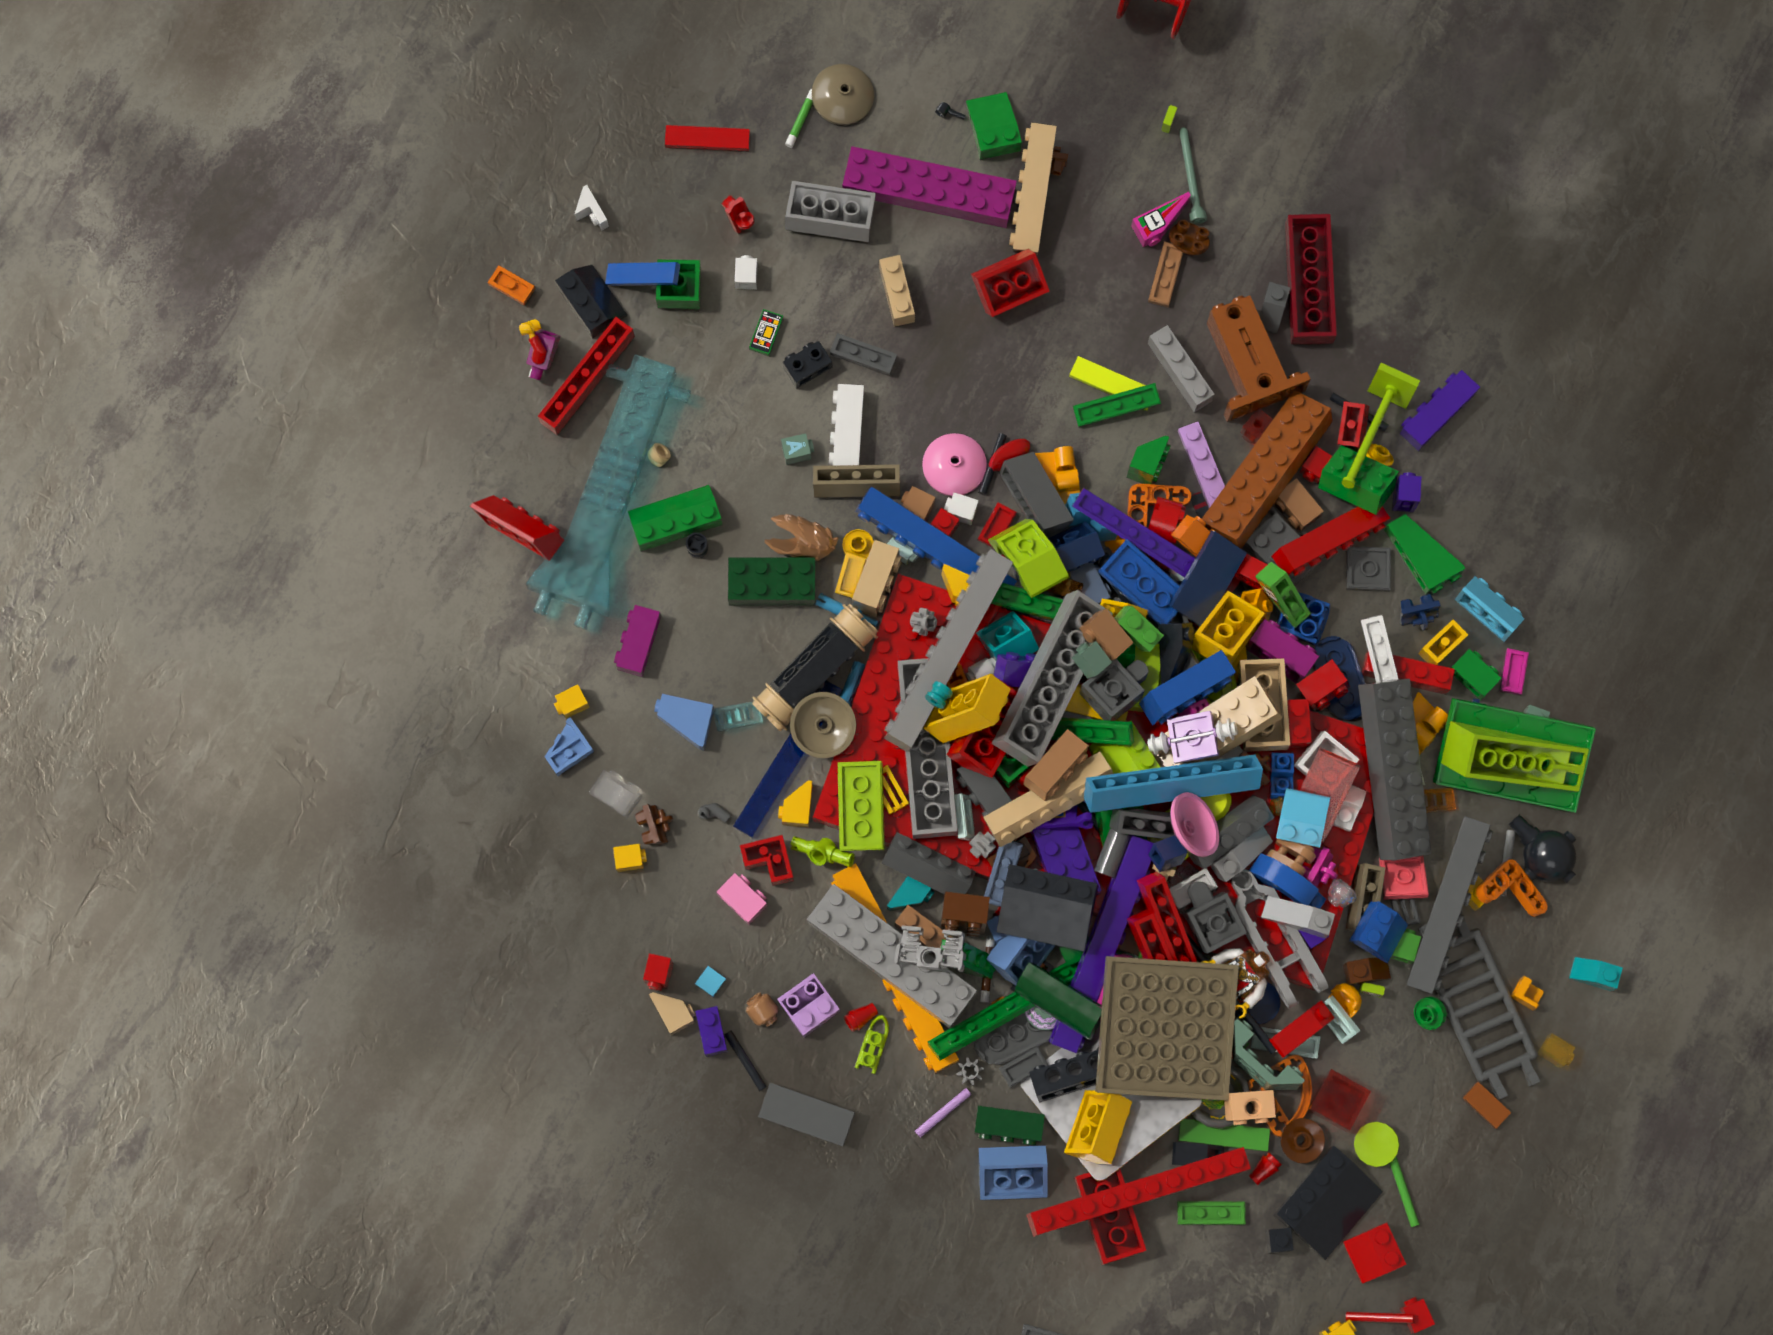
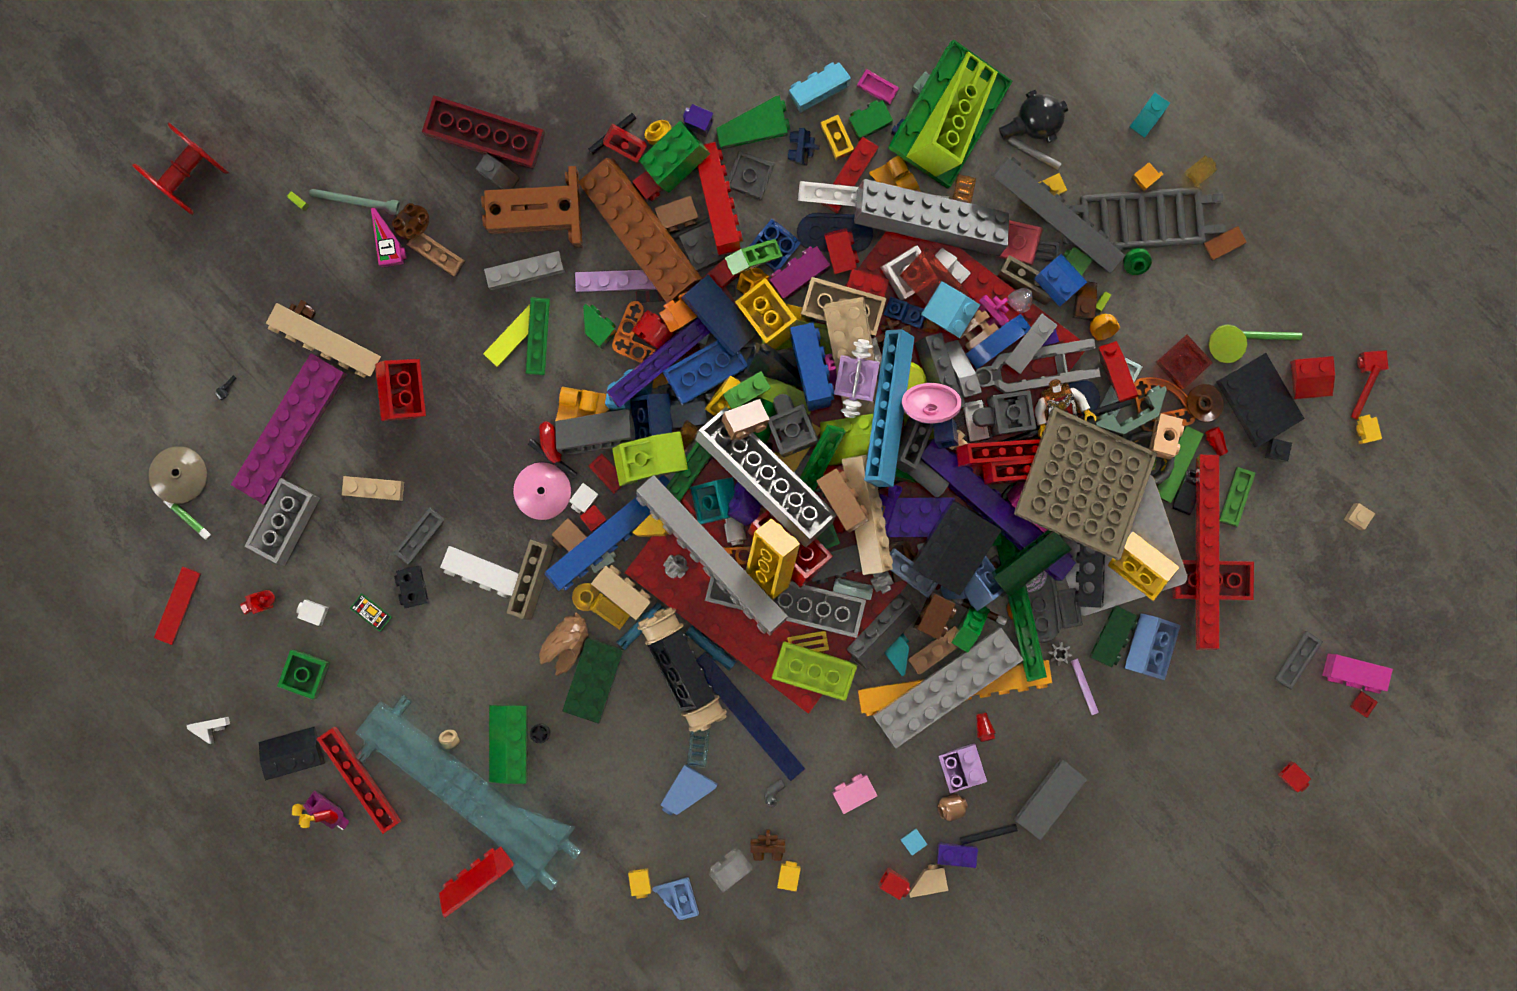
camera: 70 degrees left, 10 degrees up
(511, 285) = (254, 818): orange plate -> none
(637, 640) = (606, 810): magenta brick -> none
(642, 274) = (285, 703): blue tile -> none
(770, 853) = (828, 755): red brick -> none
(797, 448) = (484, 620): sand green brick -> none
(797, 807) = (793, 722): yellow slope -> none
(819, 741) = (744, 689): dark tan dish -> none
(822, 851) = (838, 714): lime pin -> none
(875, 1040) = (1007, 722): lime piece -> none
(915, 953) = (956, 671): light grey piece -> none
(938, 695) = (751, 578): teal wheel -> none
(994, 125) = (251, 354): green slope -> none
(1091, 659) = (762, 439): sand green brick -> none
(1255, 426) = (597, 225): clear red brick -> none
(1342, 1019) = (1123, 336): light aqua tile -> none
(1392, 387) = (603, 97): lime tile -> none
(1439, 410) = (635, 65): dark purple brick -> none
(1512, 881) = (1077, 141): orange beam -> none

